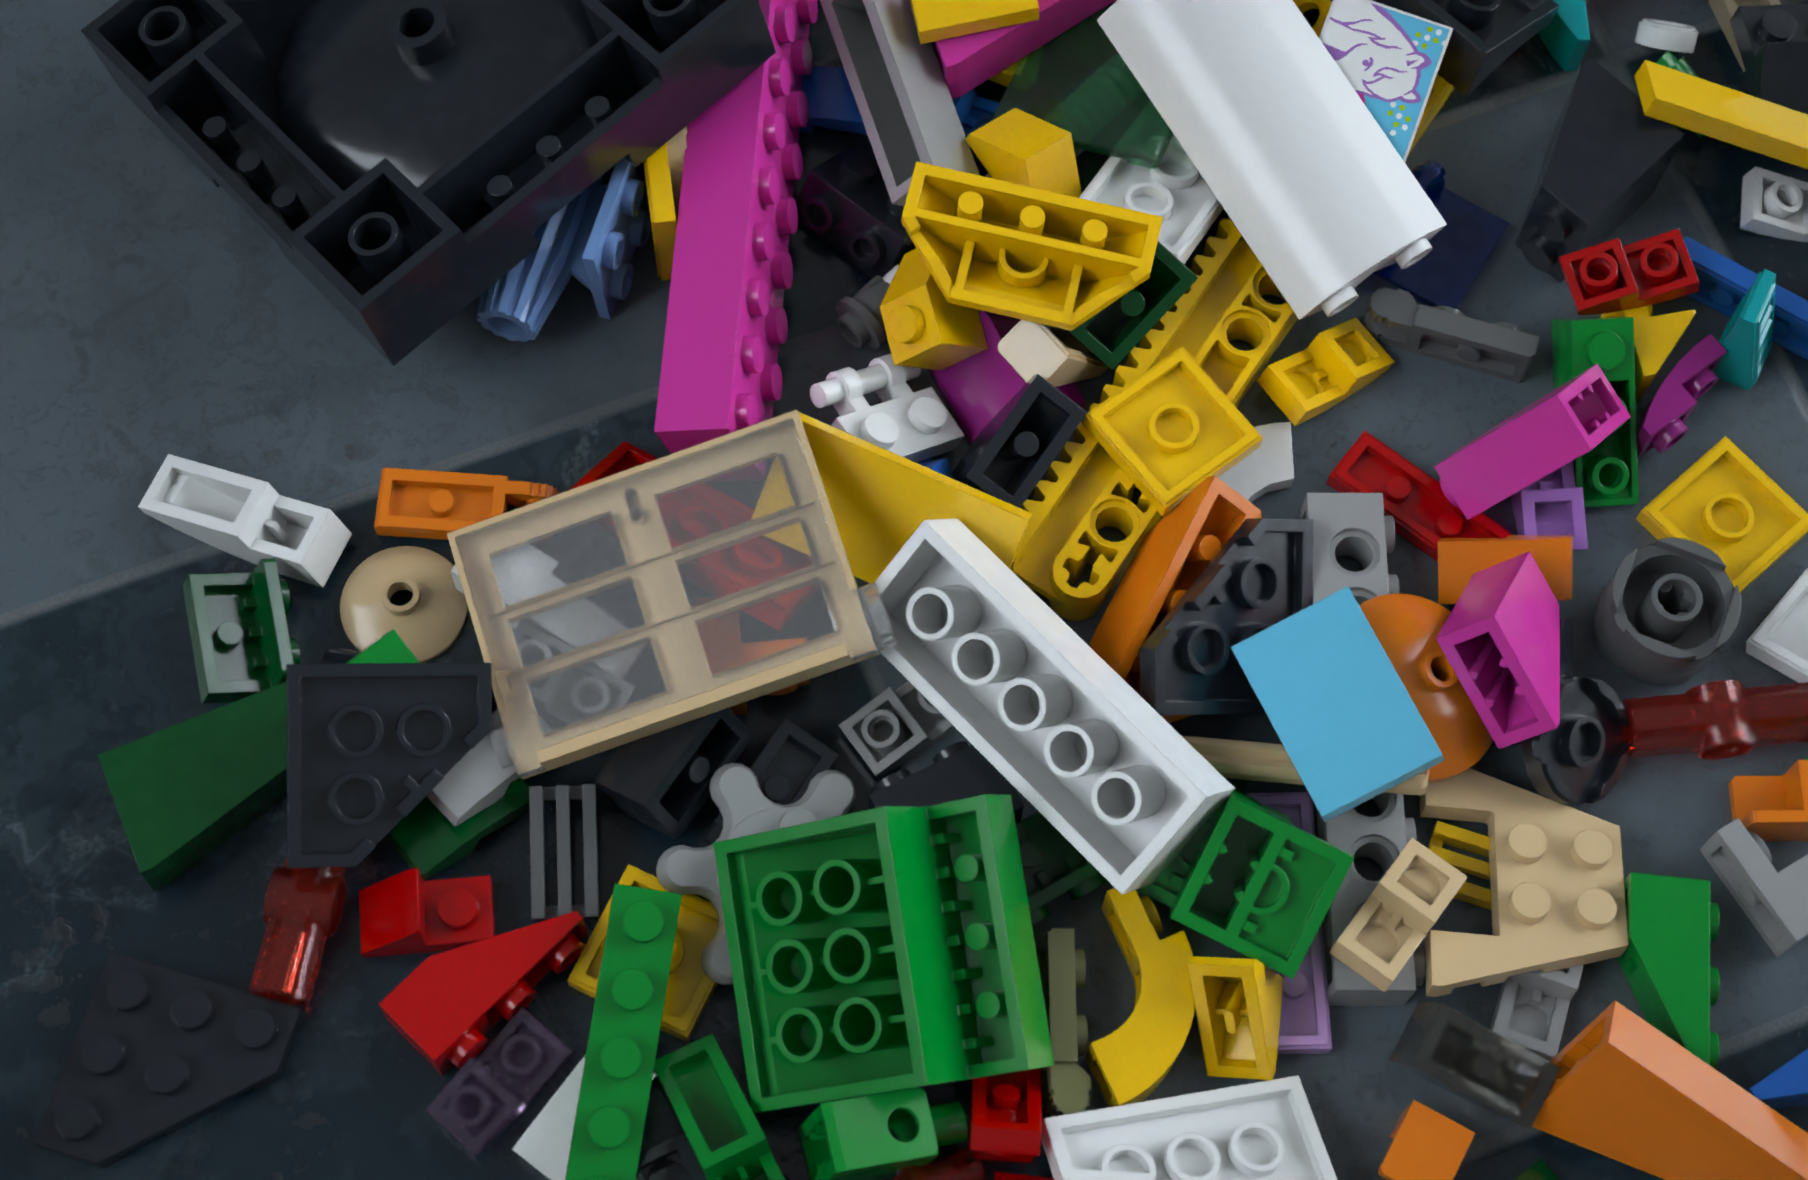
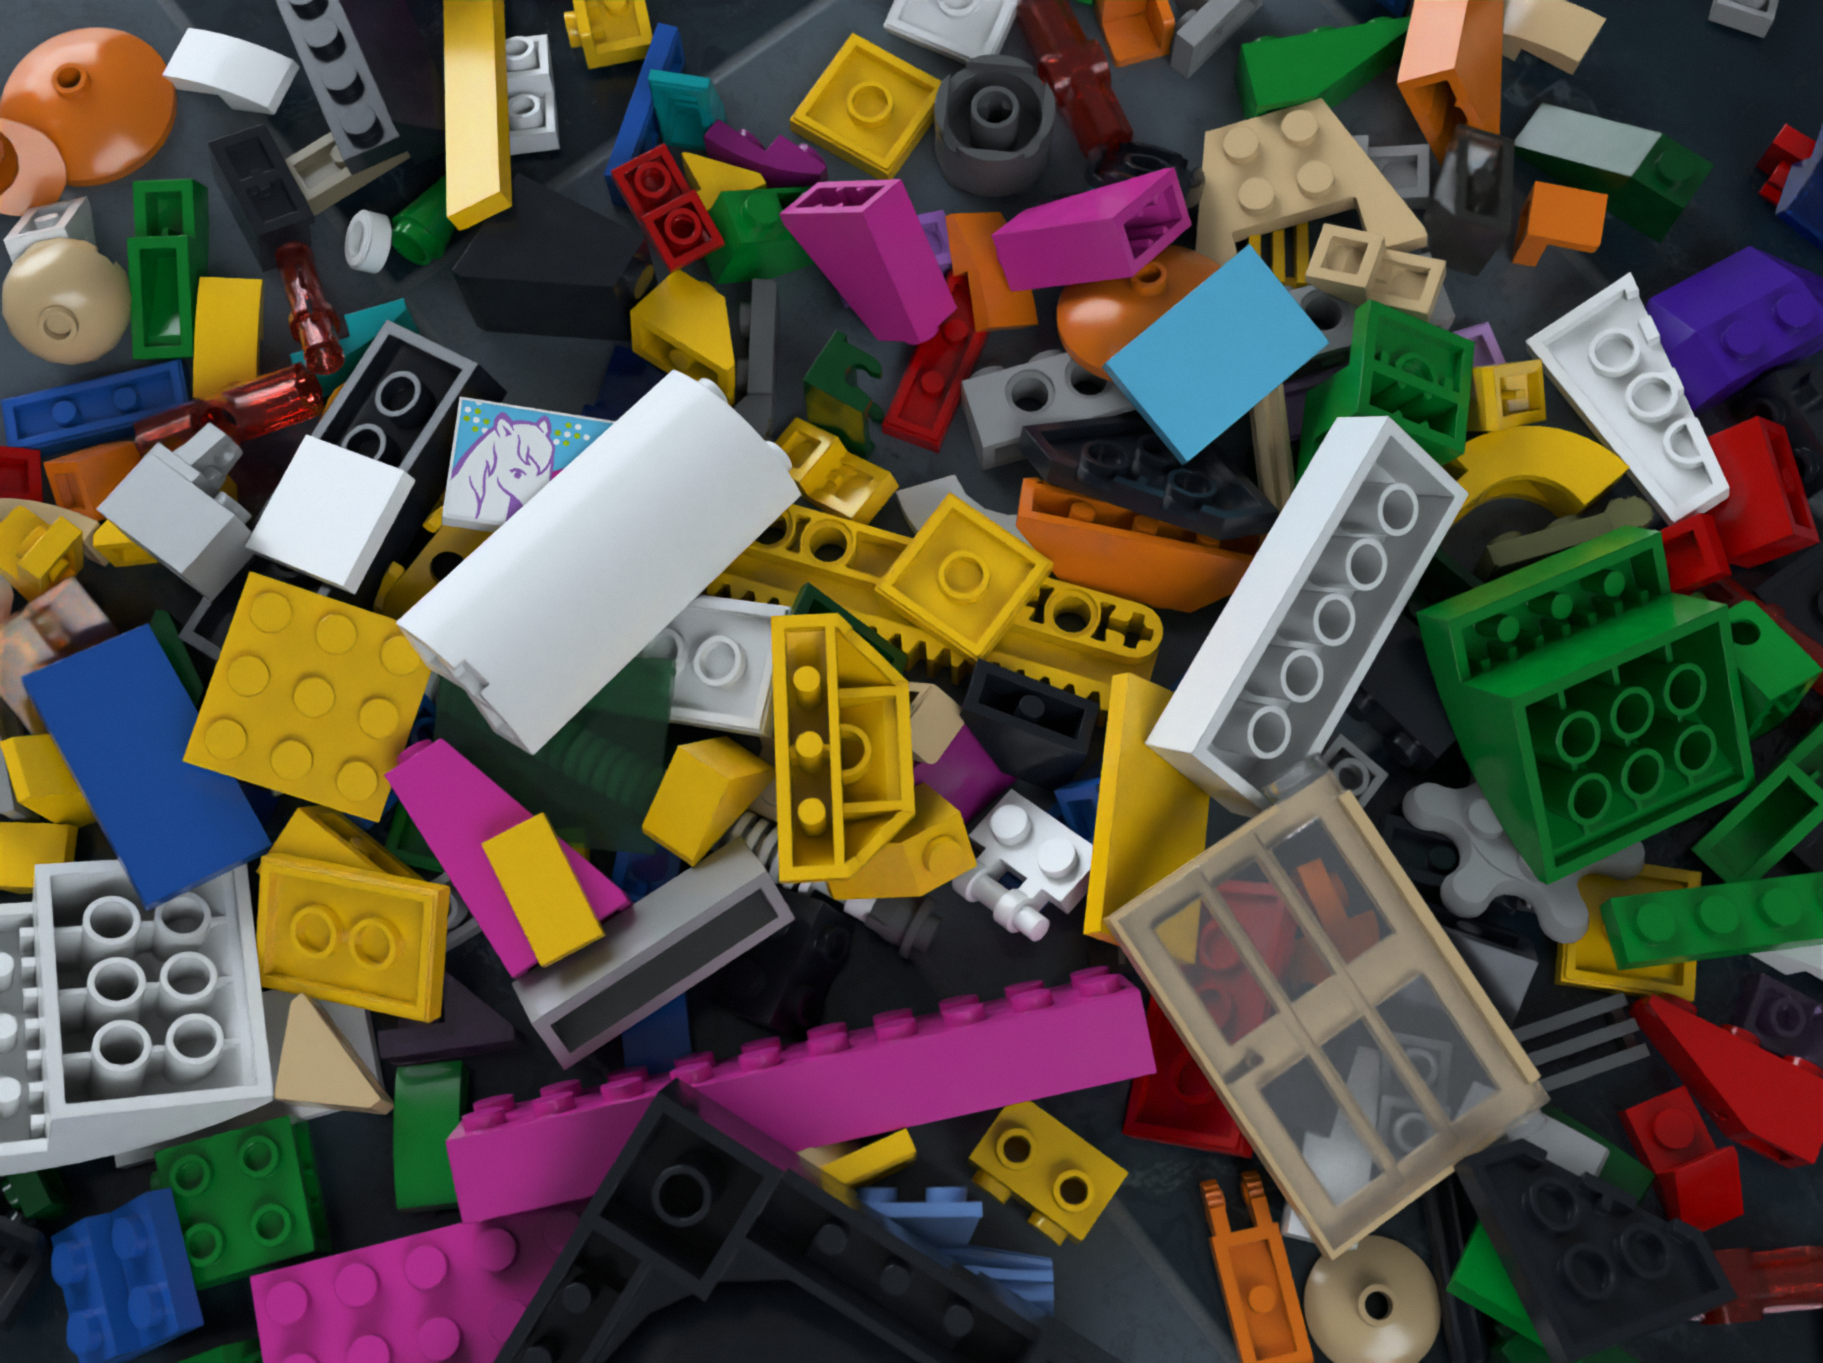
camera: 100 degrees left, 5 degrees up
(607, 364) = (1045, 1171): none -> yellow brick
(1393, 380) = (836, 400): none -> dark green hinge
(1499, 277) = (686, 330): none -> yellow slope

